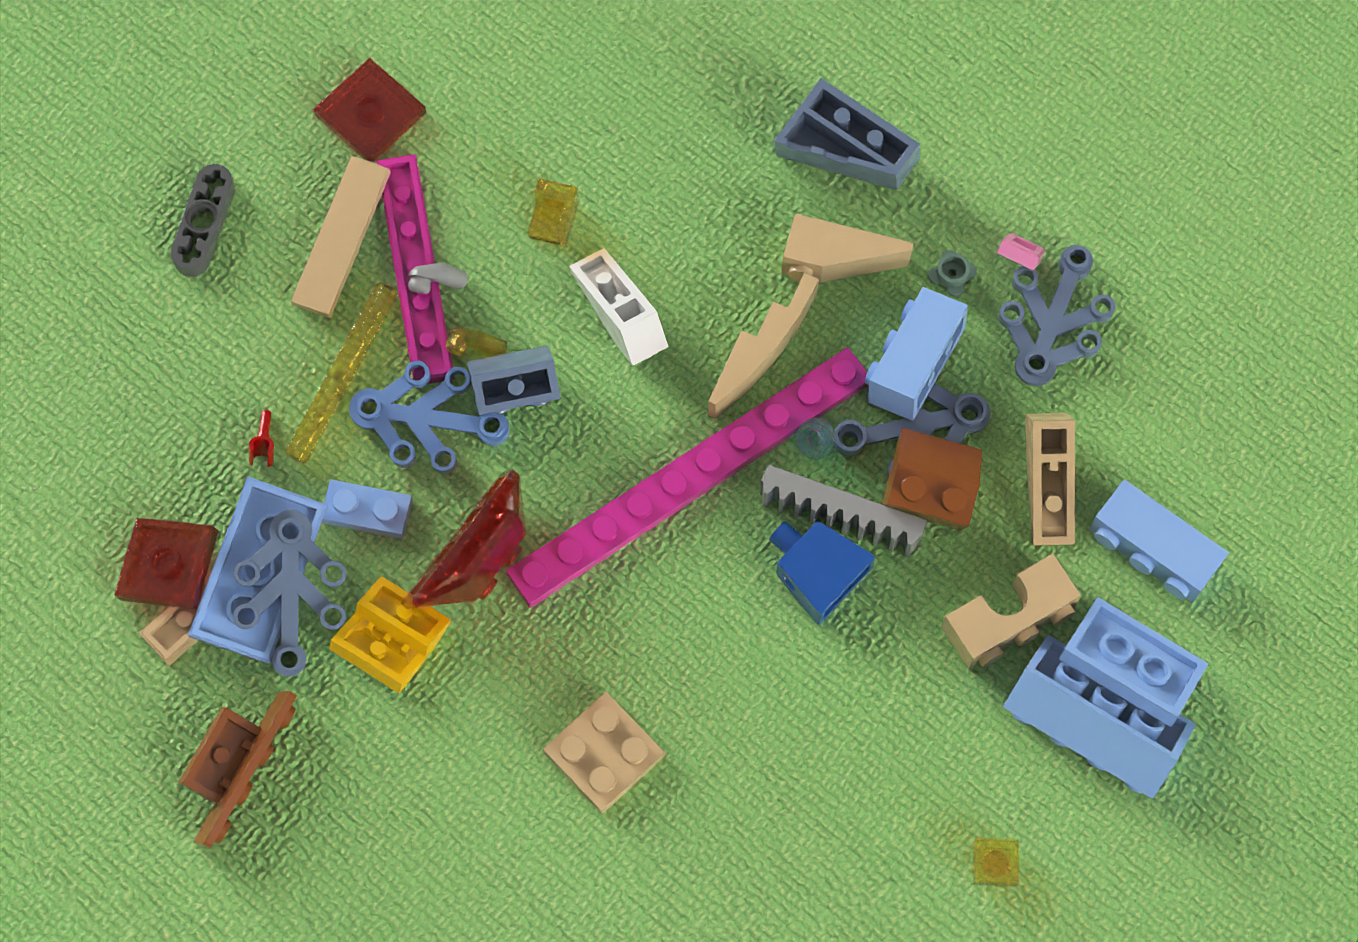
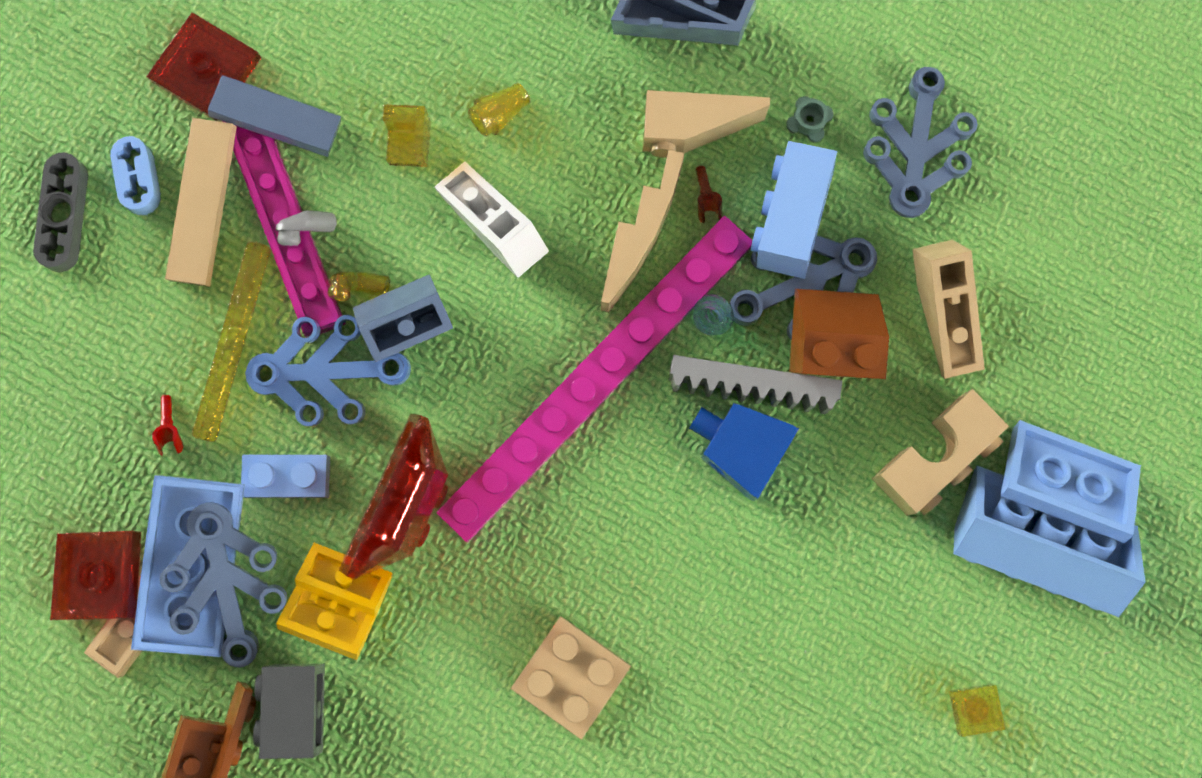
camera: 10 degrees left, 10 degrees up
(290, 200) = (126, 177): none -> light blue beam
(327, 722) = (290, 711): none -> dark grey brick
(429, 169) = (274, 116): none -> sand blue tile
(645, 205) = (497, 109): none -> clear yellow cone
(834, 329) = (708, 199): none -> clear red hand
(1021, 251) = (874, 84): bright pink tile -> none
(1157, 542) = (1068, 353): light blue brick -> none

